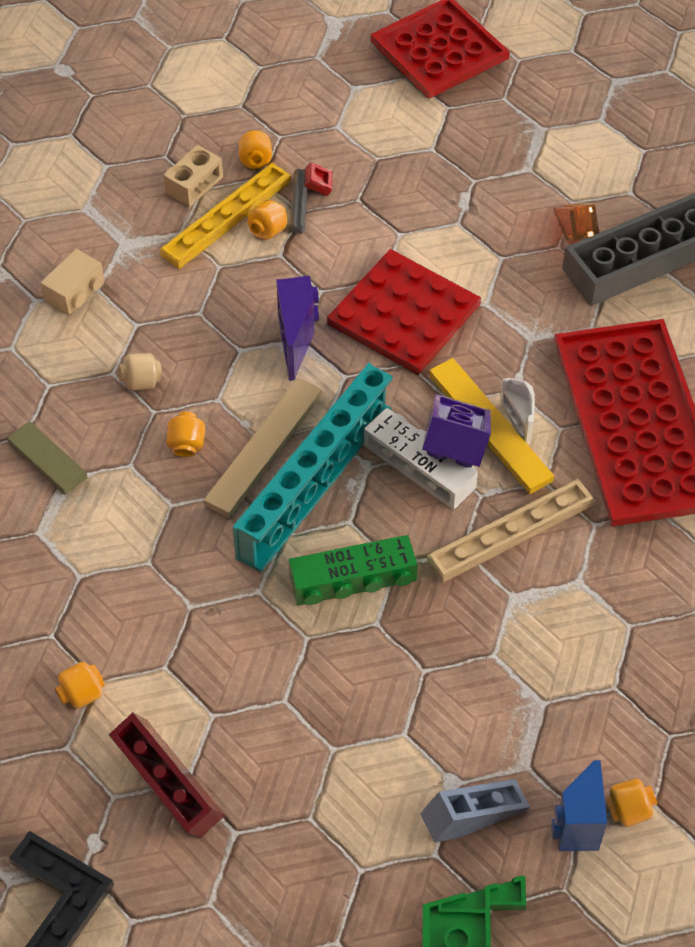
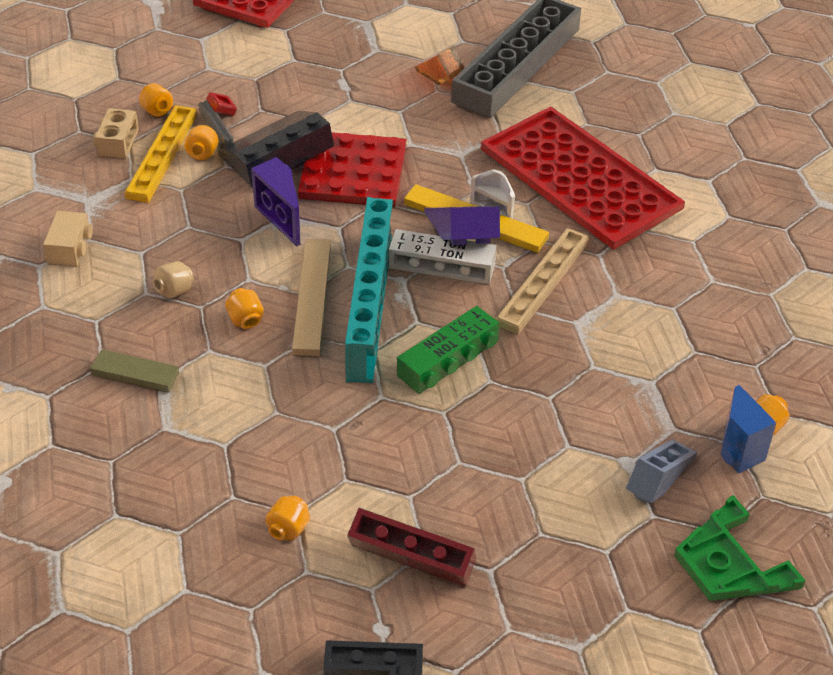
camera: 30 degrees left, 10 degrees down
(338, 254) = (288, 139): none -> black slope

